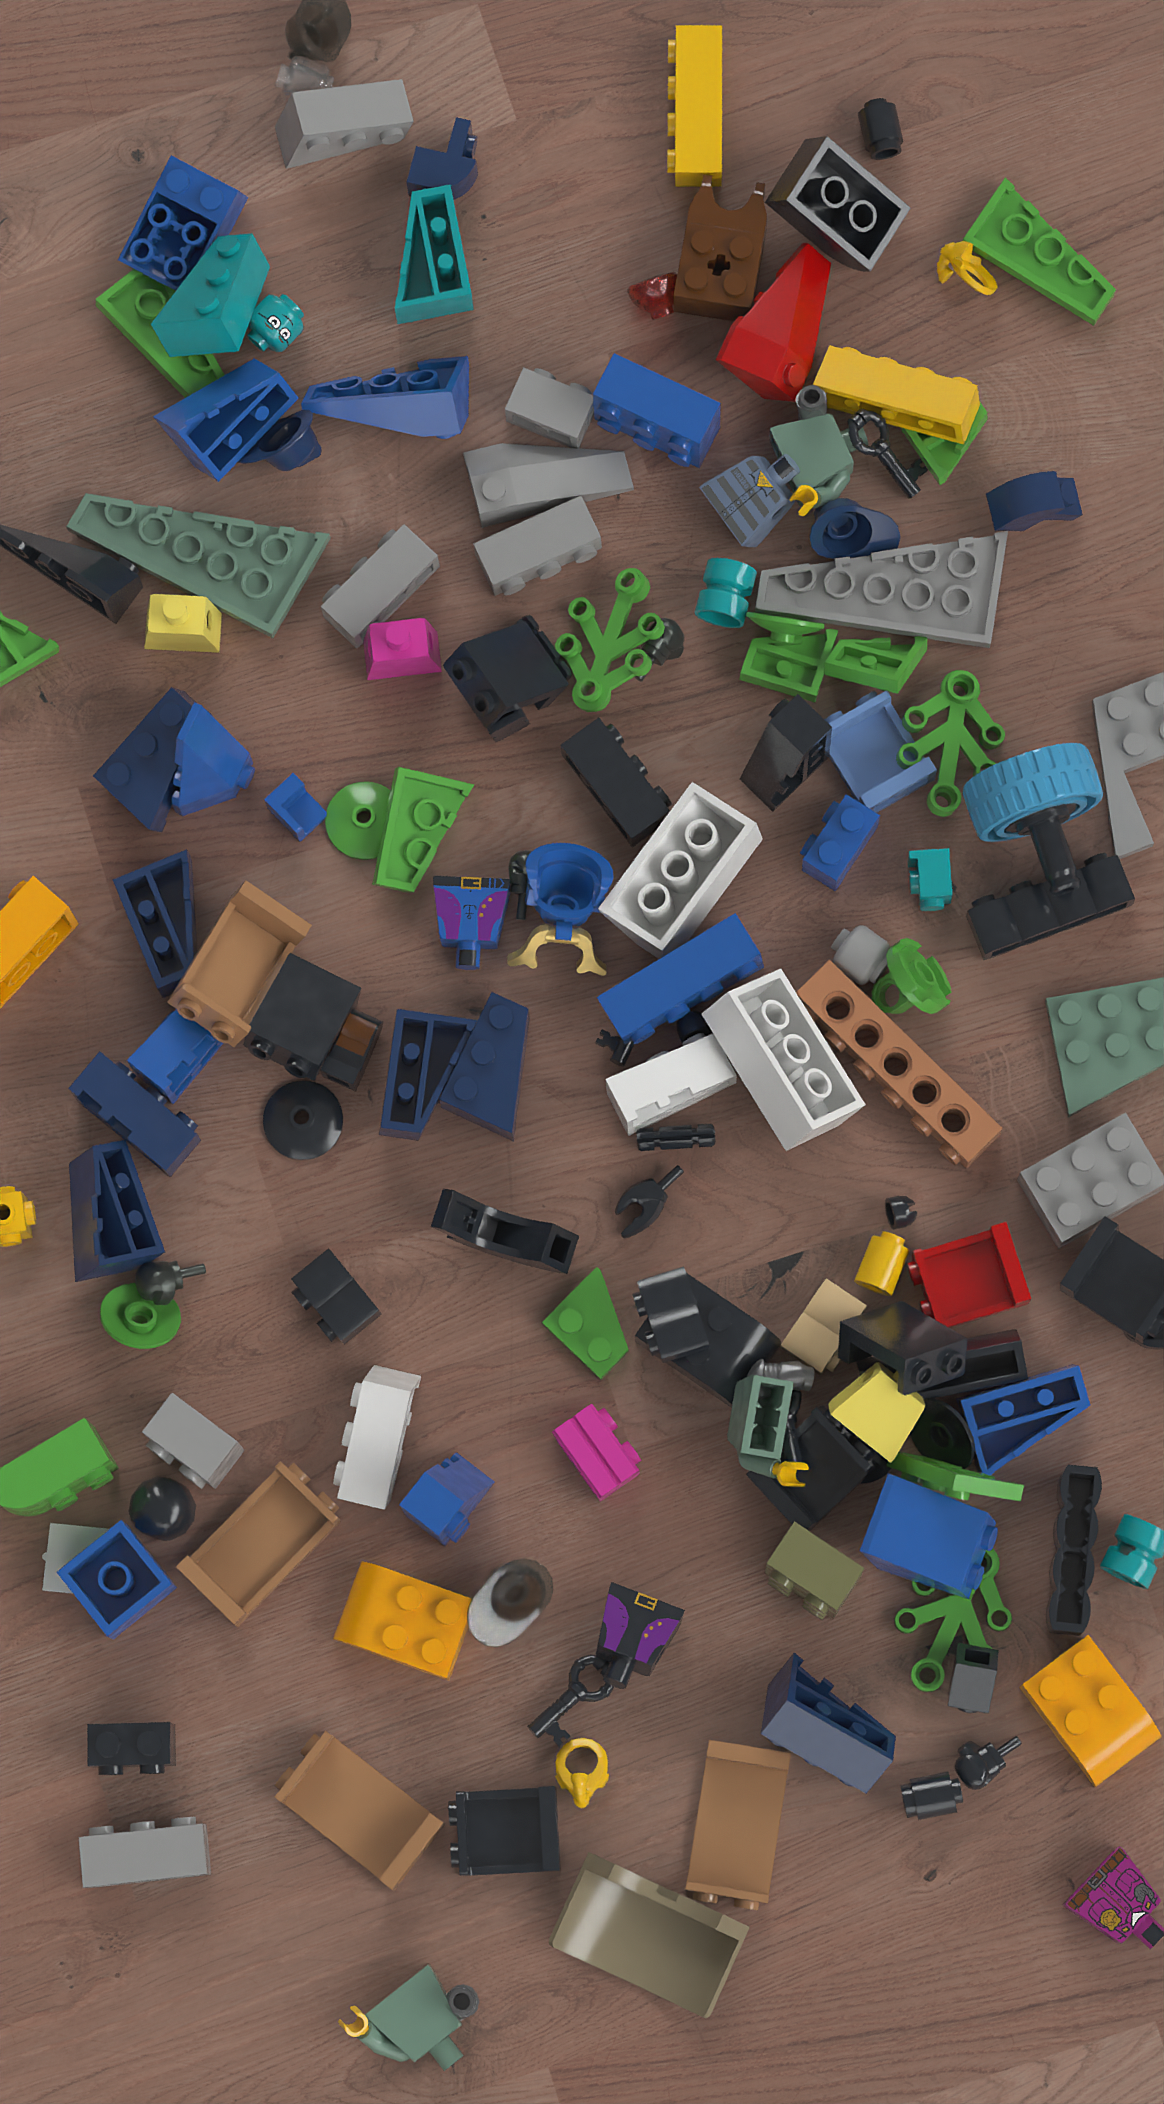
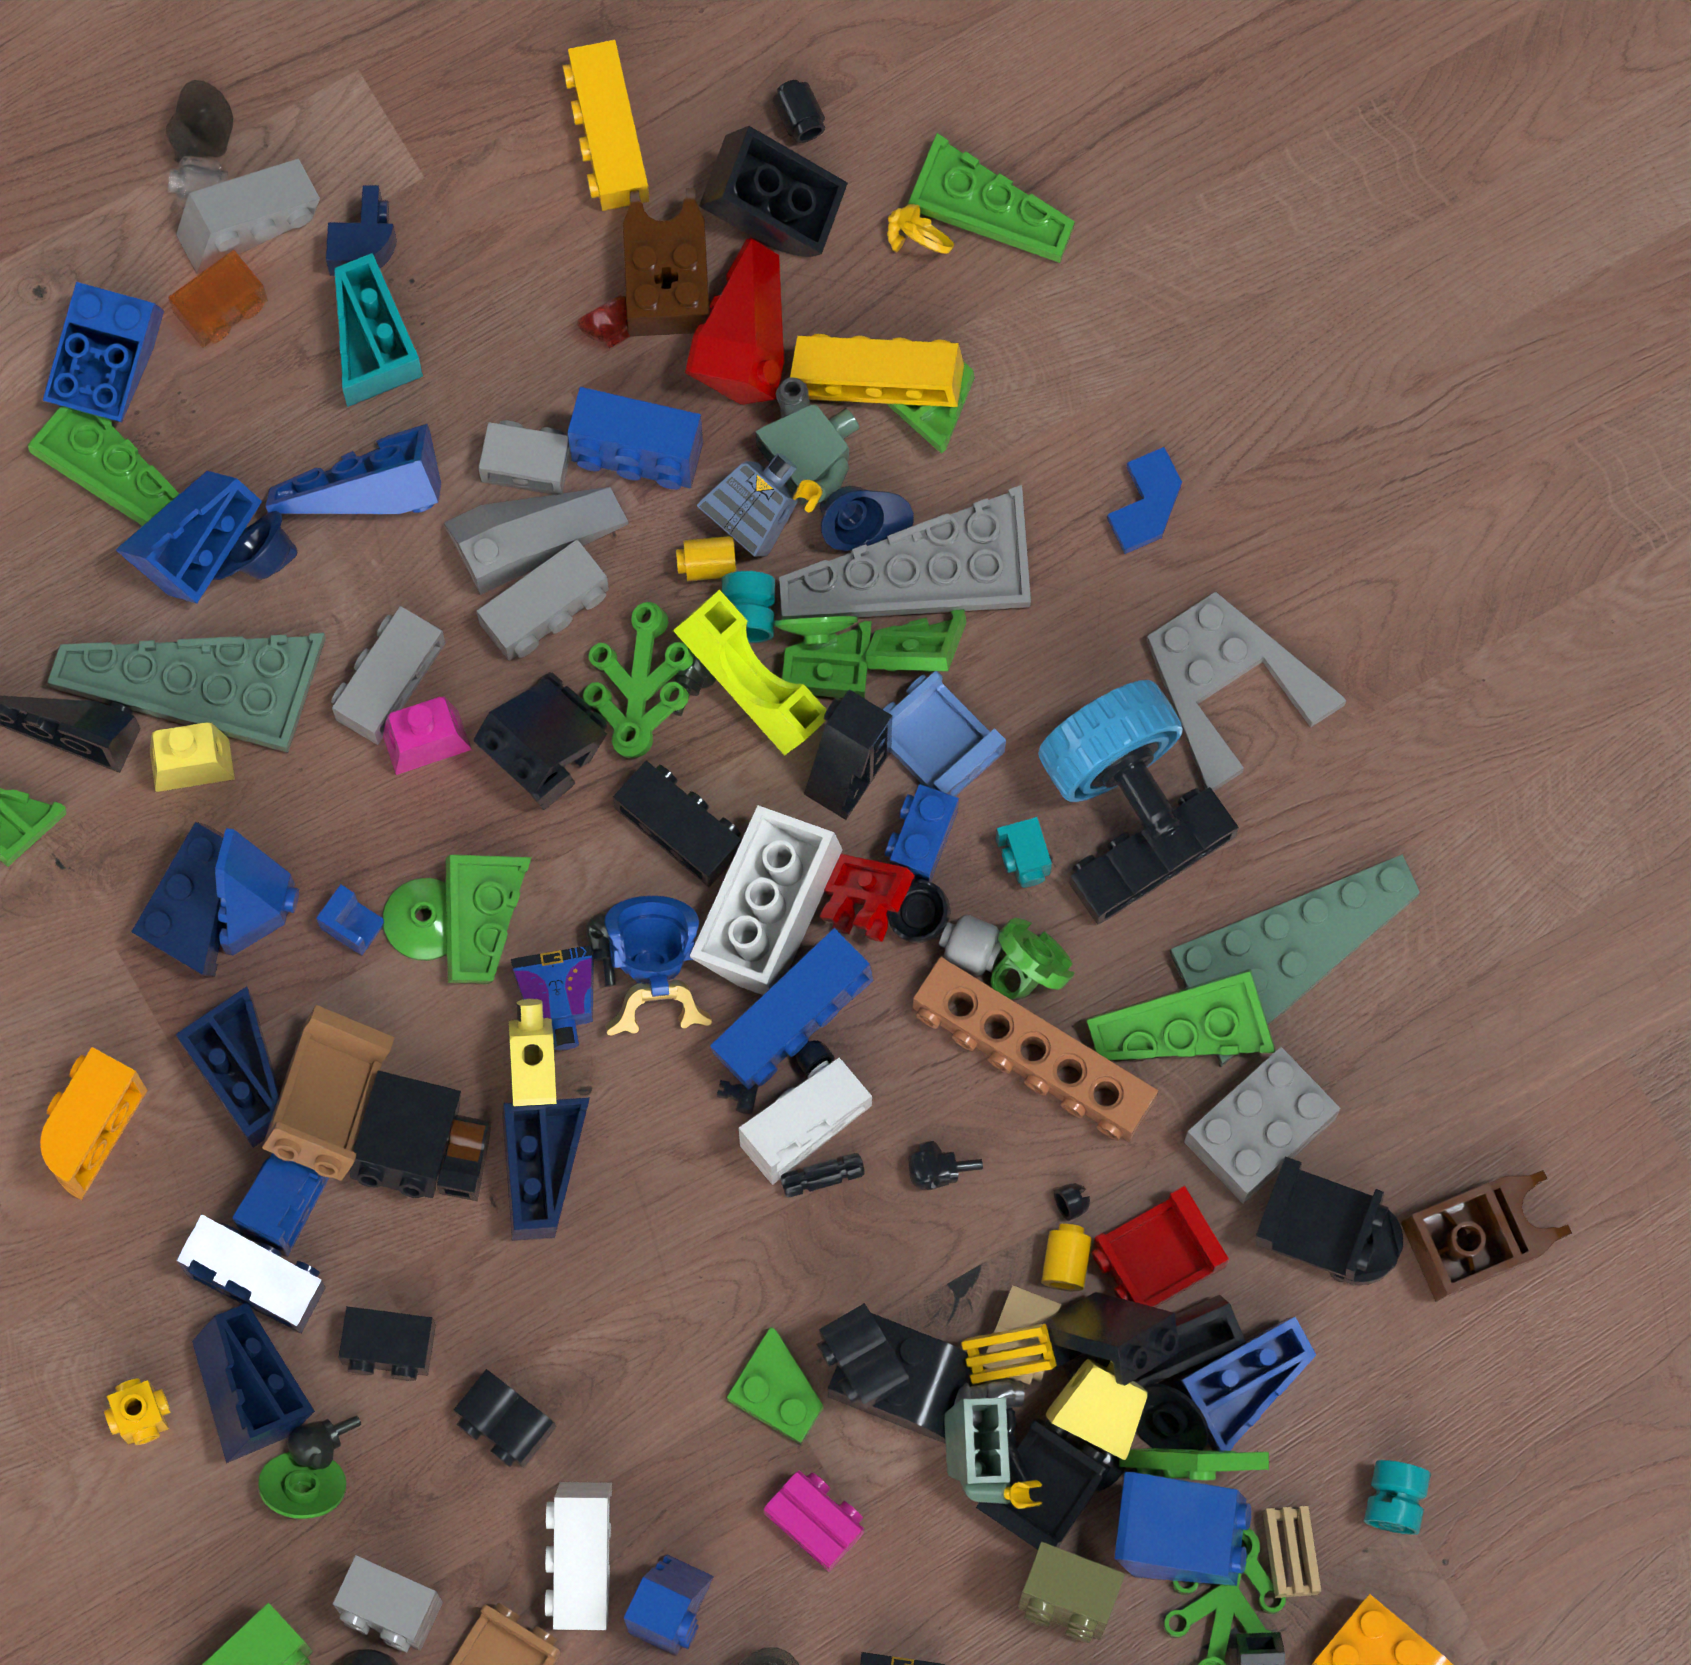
camera: 20 degrees left, 5 degrees down
(215, 299) = (153, 419): teal wedge -> none
(244, 1203) = (386, 1343): none -> black brick
(275, 323) = (220, 431): teal head -> none
(300, 198) = (218, 299): none -> clear orange brick
(308, 1139) = (428, 1264): black dish -> none
(432, 970) = (532, 1065): none -> light yellow torso
(490, 1068) = (613, 1146): dark blue wedge -> none
(504, 1234) = (666, 1314): black arch -> none
(651, 1199) = (810, 1243): black hand -> none
(691, 621) = (719, 640): none -> neon yellow arch
(698, 538) = (706, 558): none -> yellow brick
(775, 1159) = (933, 1169): none -> black piece
(776, 1341) = (976, 1359): none -> yellow tile
(780, 877) = (869, 883): none -> red plate
(783, 1059) = (916, 1068): white brick -> none
(819, 912) = (922, 913): none -> black hair
(880, 448) = (873, 429): black piece -> none
(952, 736) = (1012, 702): bright green plant -> none
(1031, 1545) = (1288, 1516): none -> tan tile
(1033, 499) = (1039, 448): dark blue brick -> none
(1054, 1070) = (1198, 1020): none -> bright green wing
(1073, 1537) = (1336, 1522): black brick -> none
(1119, 587) = (1147, 518): none -> blue tile

